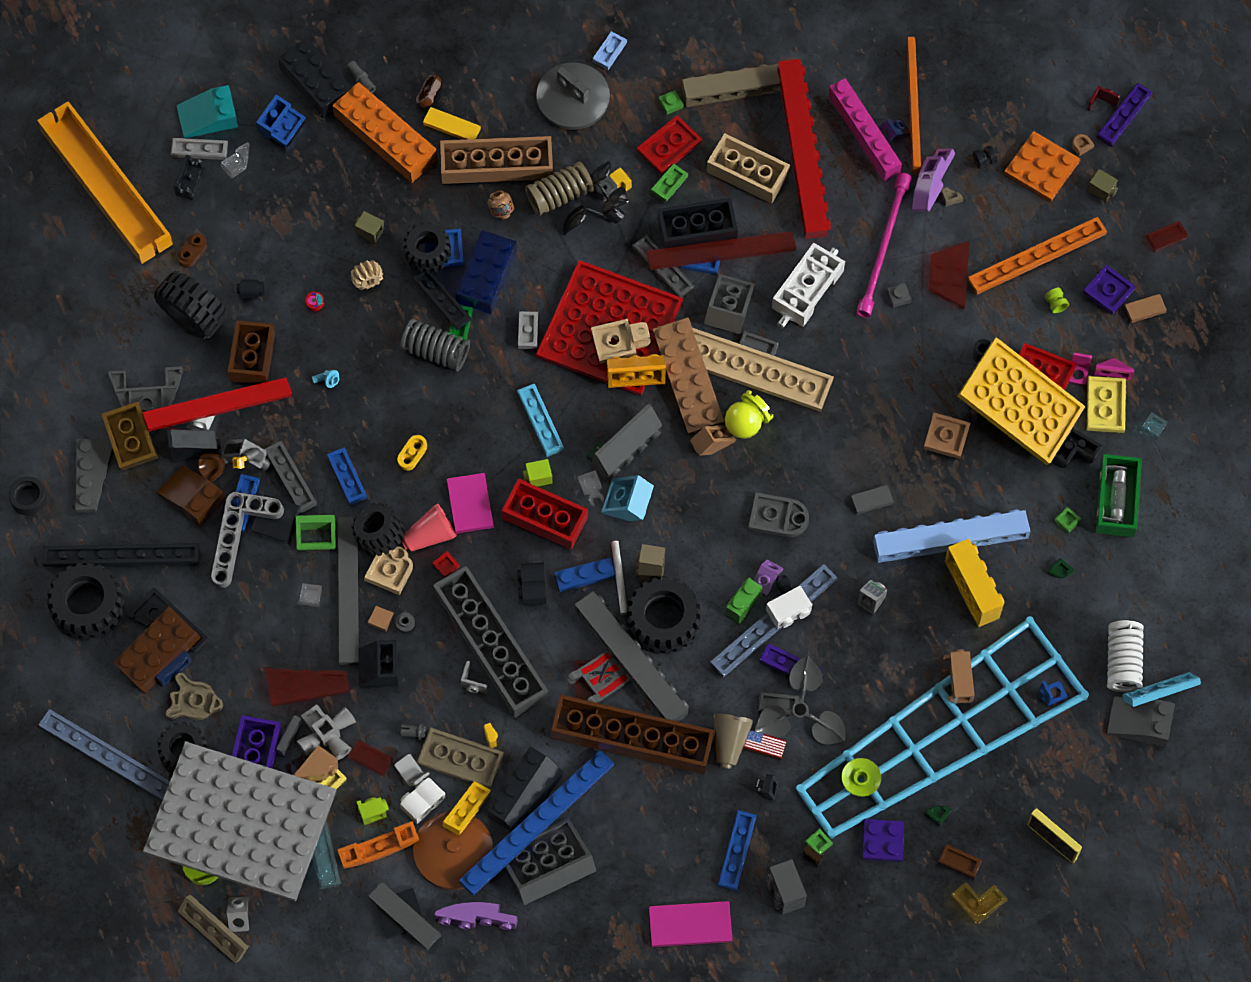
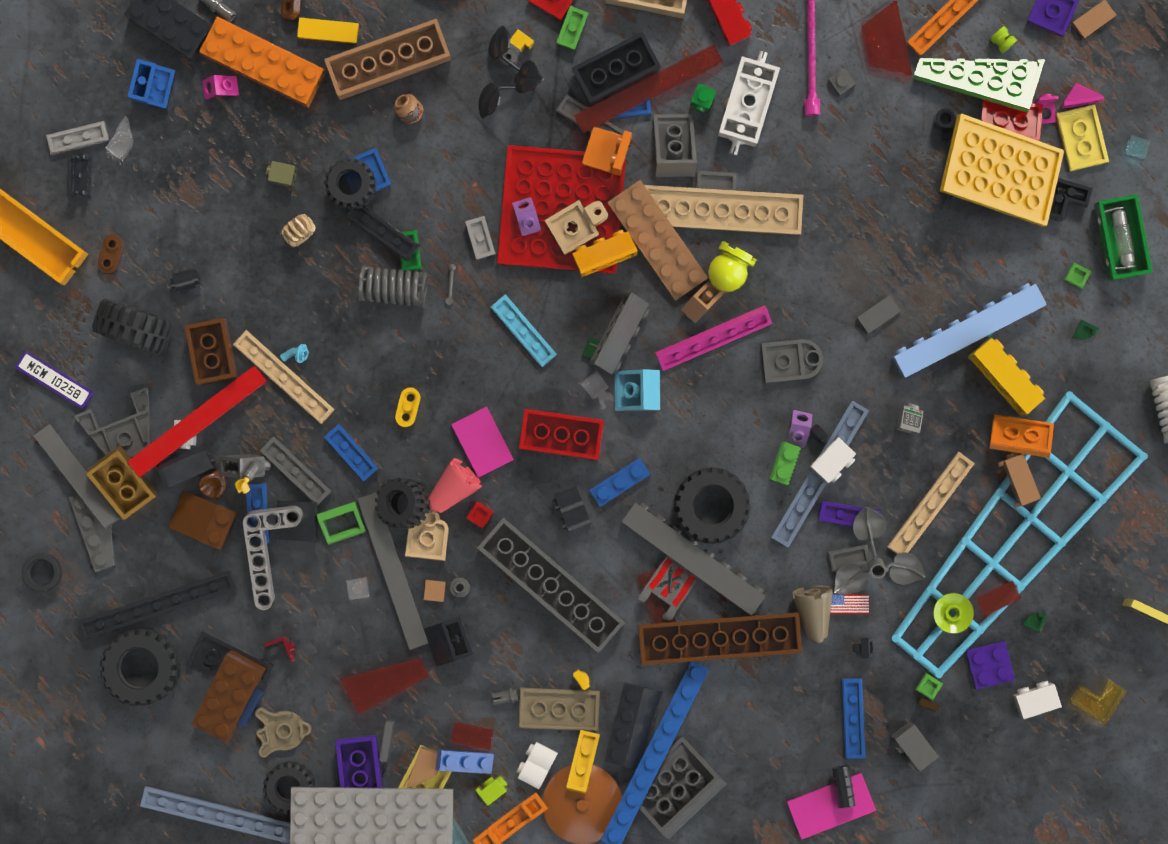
camera: 15 degrees left, 20 degrees up
(91, 423) = (76, 476): none -> dark grey tile
(102, 338) = (54, 379): none -> tile
(207, 112) = (72, 96): teal slope -> none
(224, 617) = (288, 645): none -> dark red bracket
(309, 396) = (283, 377): none -> tan tile
(314, 301) = (254, 272): tile -> none
(325, 731) = (420, 725): light grey brick -> none
(340, 140) = (220, 86): none -> dark pink bracket
(355, 773) = (464, 761): none -> plate
(410, 770) = (517, 739): light grey bracket -> none
(471, 686) = (546, 635): light grey bracket -> none
(481, 376) = (449, 301): none -> dark grey hinge
(486, 271) = (417, 187): clear blue brick -> none
(538, 473) = (540, 391): lime brick -> none
(562, 191) = (456, 70): dark tan piece -> none
(575, 323) = (527, 217): none -> medium lavender bracket
(619, 577) = (654, 474): white bar -> none
(650, 563) = (684, 461): dark tan brick -> none
(667, 287) = (607, 150): none -> orange bracket
(707, 905) = (843, 786): none -> black axle
(712, 474) = (713, 338): none -> dark pink plate
(768, 271) = (703, 98): none -> green brick
(871, 678) = (931, 504): none -> tan tile
(909, 778) = (998, 598): none -> clear red tile
(918, 883) = (1037, 700): none -> white brick
(946, 435) = (933, 223): medium nougat plate -> none
(959, 861) = (1069, 663): reddish brown tile -> none
(973, 638) = (1021, 436): none -> orange tile
(1032, 328) = (988, 79): none -> wing
(1046, 695) = (1105, 469): blue bracket -> none

